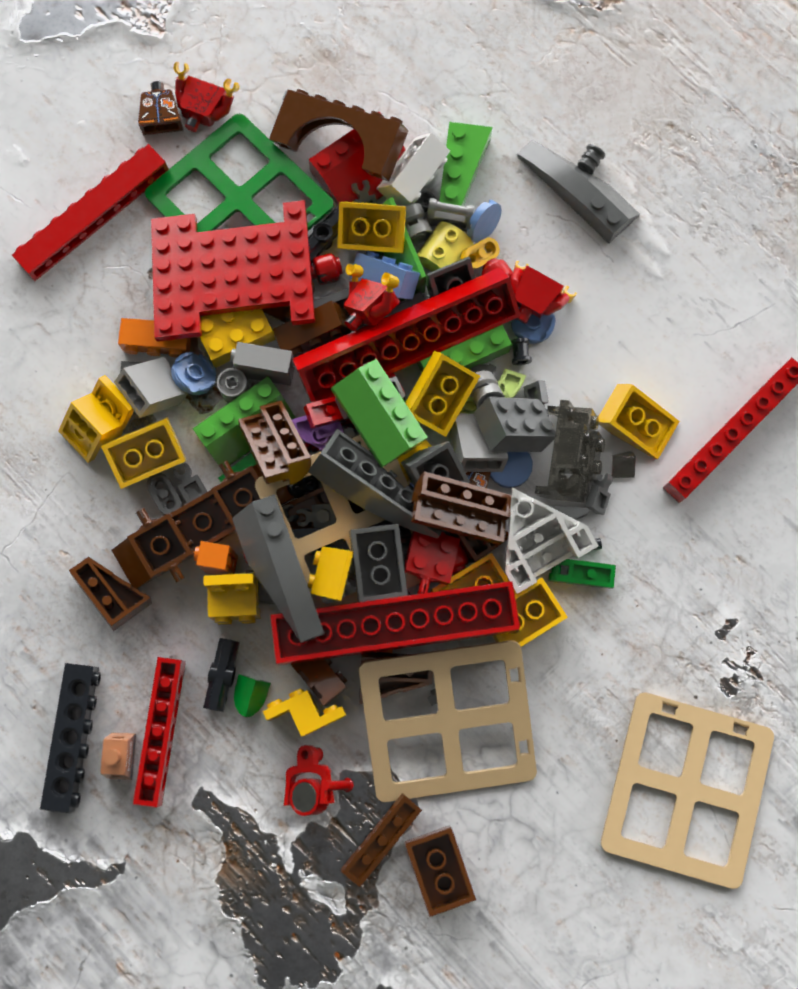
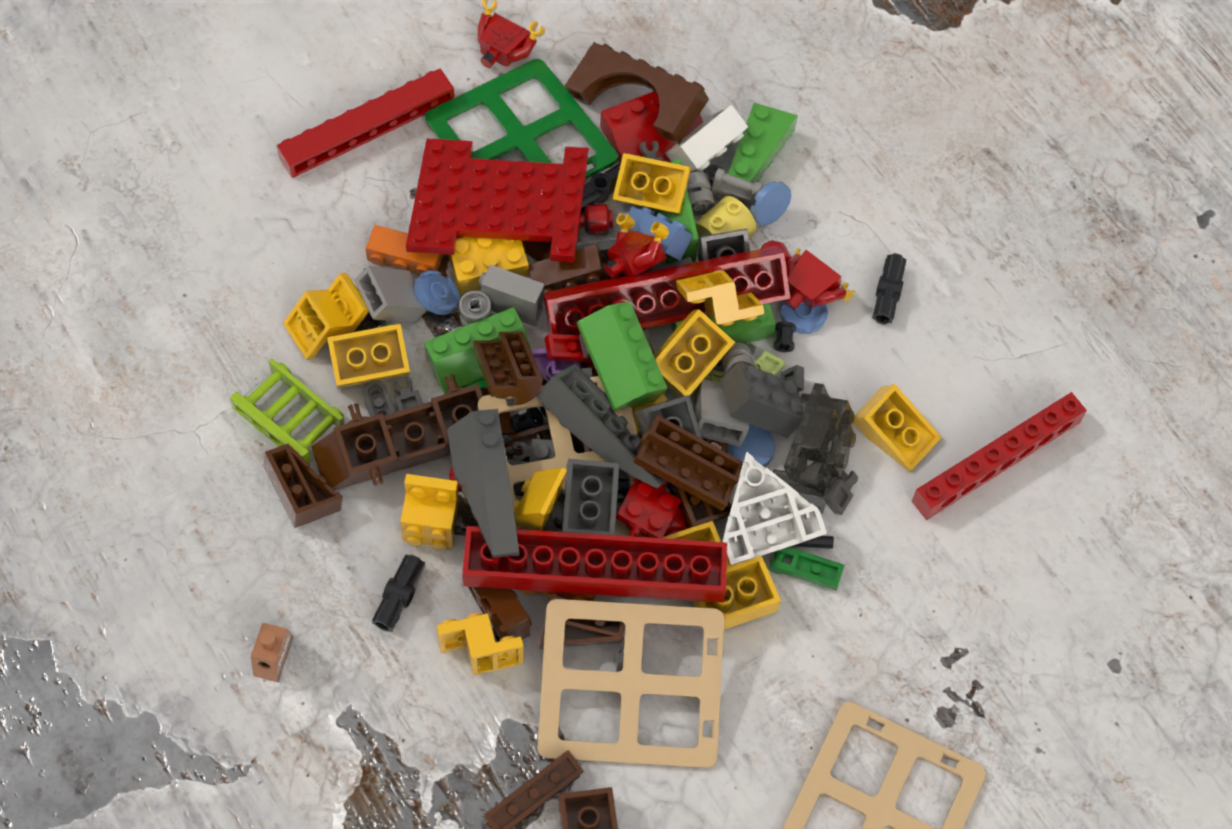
camera: 10 degrees right, 15 degrees down
(52, 797) = (243, 562): black brick -> none
(82, 542) = (264, 420): none -> lime fence
(158, 111) = (457, 42): reddish brown torso -> none
(159, 732) = (320, 634): red brick -> none
(215, 558) = (420, 461): orange brick -> none
(250, 695) = (424, 617): green brick -> none
(311, 795) = (465, 728): red piece -> none
(458, 335) = (720, 298): none -> yellow bracket
(478, 254) = (758, 232): yellow plate -> none
(586, 194) = (883, 199): dark grey wedge -> none
(591, 158) = (896, 166): dark grey bush -> none
(607, 284) = (889, 288): none -> black piece
(623, 465) = (872, 469): clear smoke slope -> none

